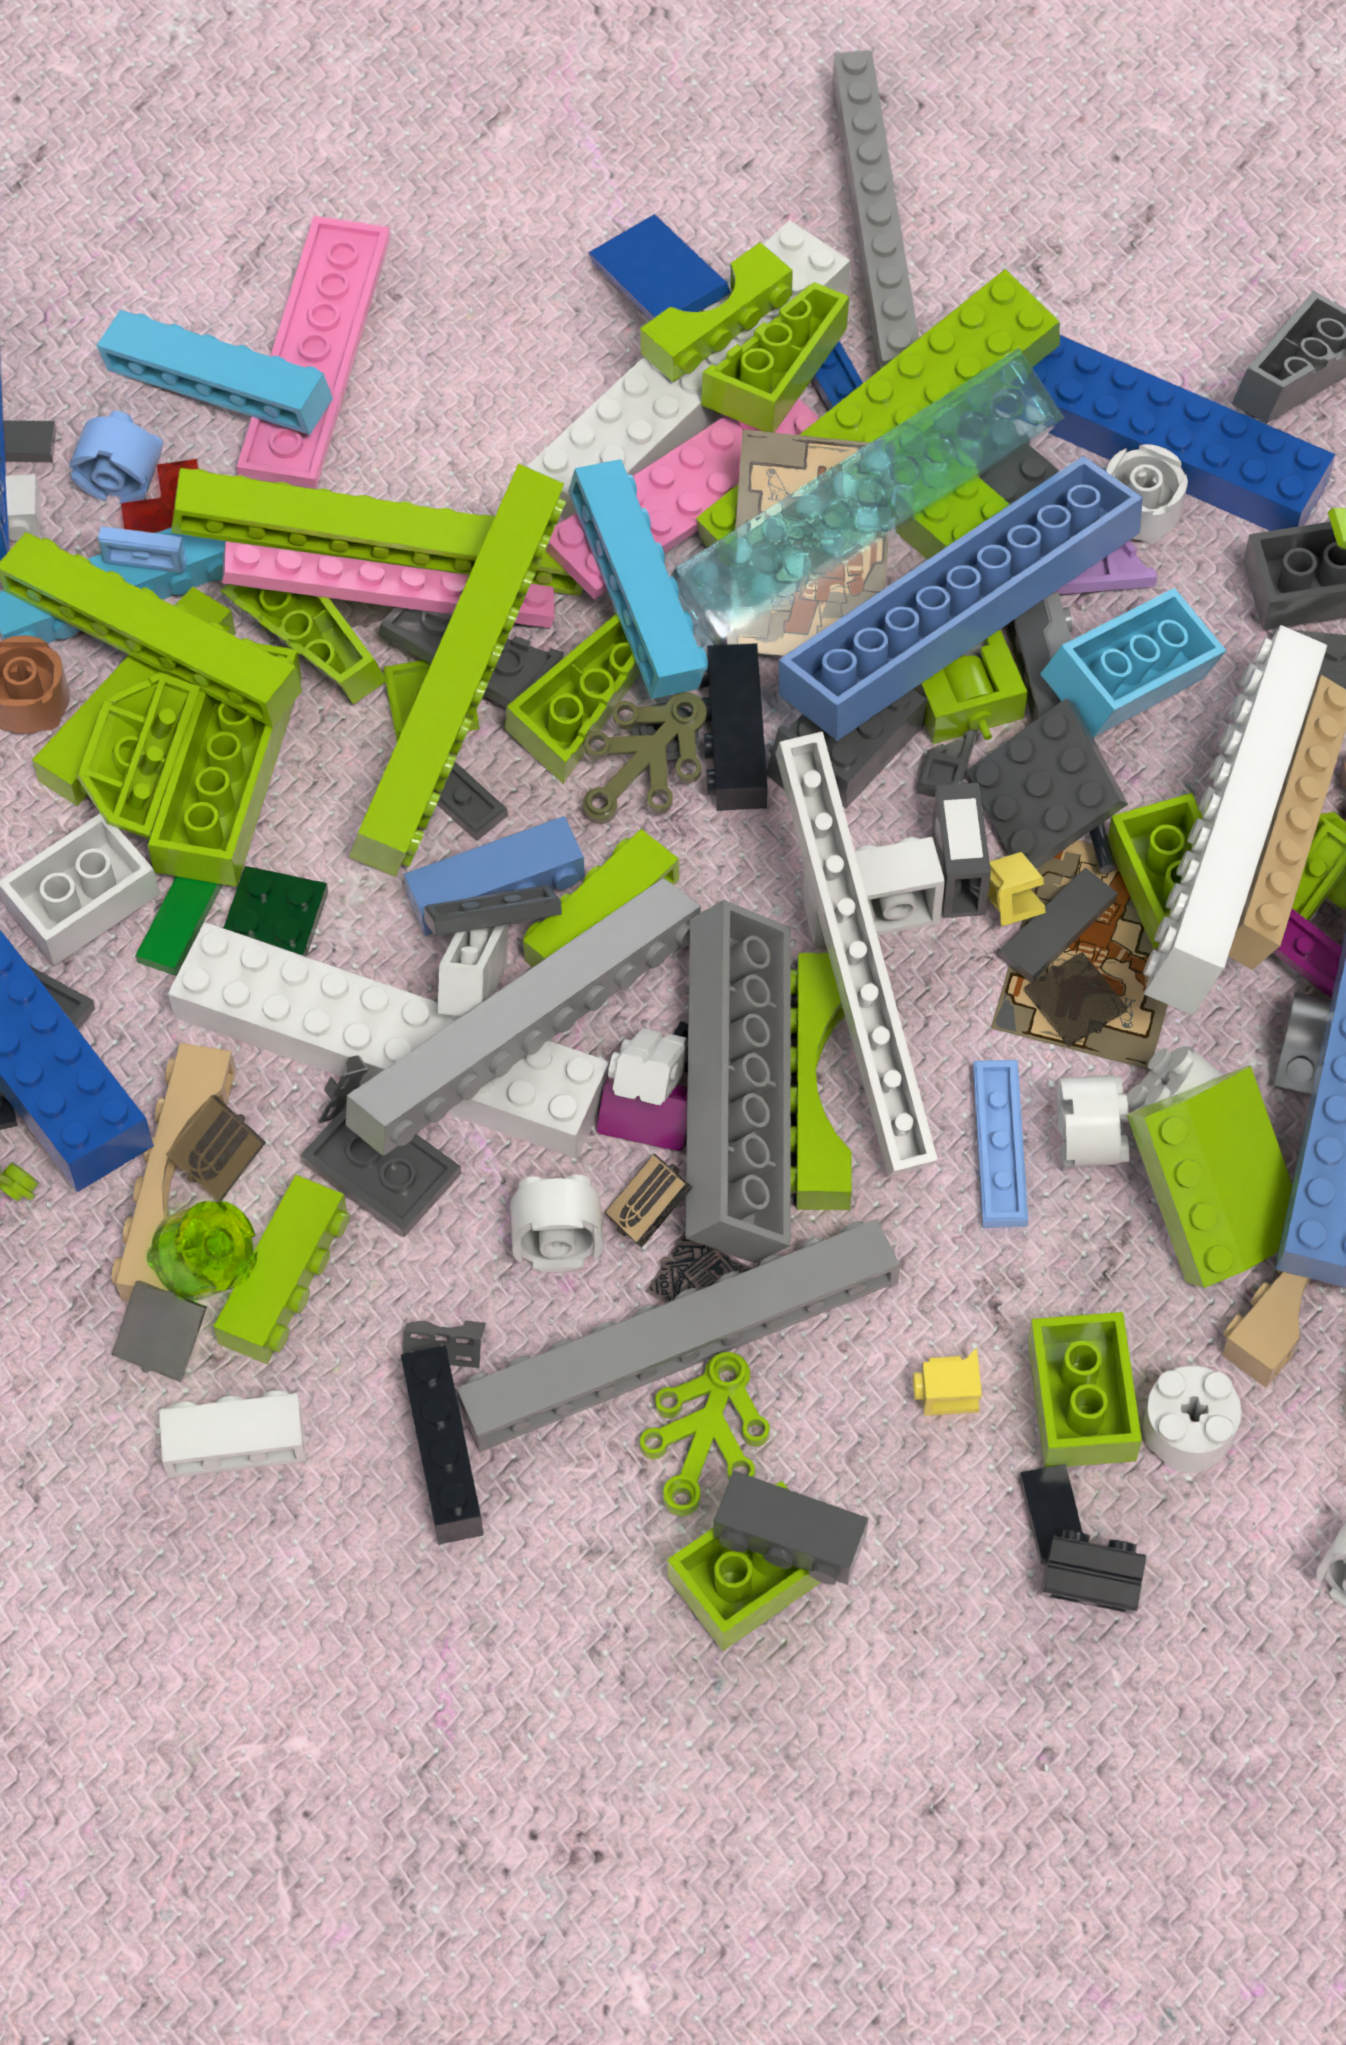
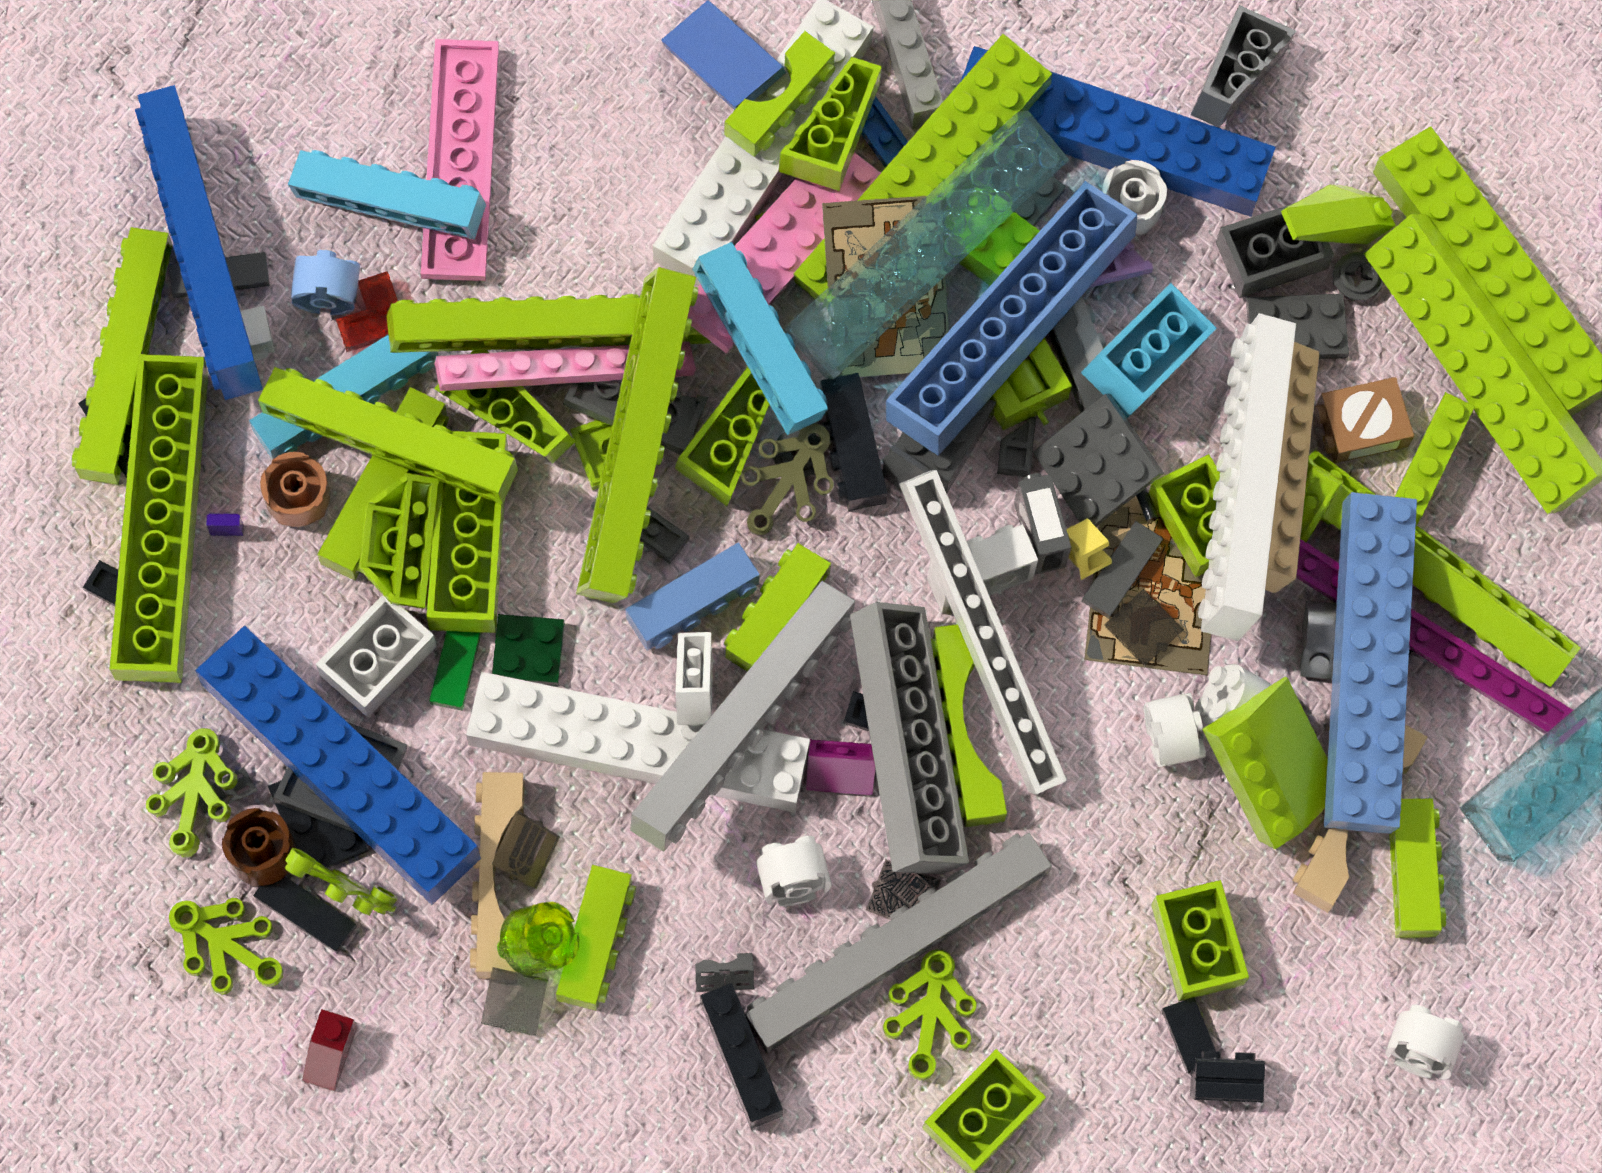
camera: 15 degrees left, 10 degrees up
(142, 549) = (367, 365): light blue tile -> none
(232, 1434) = (585, 1071): white brick -> none
(338, 1092) = (612, 789): dark grey piece -> none
(391, 1186) = (667, 868): dark grey plate -> none
(492, 910) = (699, 630): dark grey tile -> none
(648, 1200) = (857, 842): piece -> none
(649, 1066) = (839, 737): white brick -> none
(789, 1528) = (1010, 1088): dark grey brick -> none
(949, 1385) = (1101, 950): light yellow window -> none
(1000, 1144) = (1106, 752): light blue tile -> none
(1194, 1394) = (1268, 964): white brick -> none

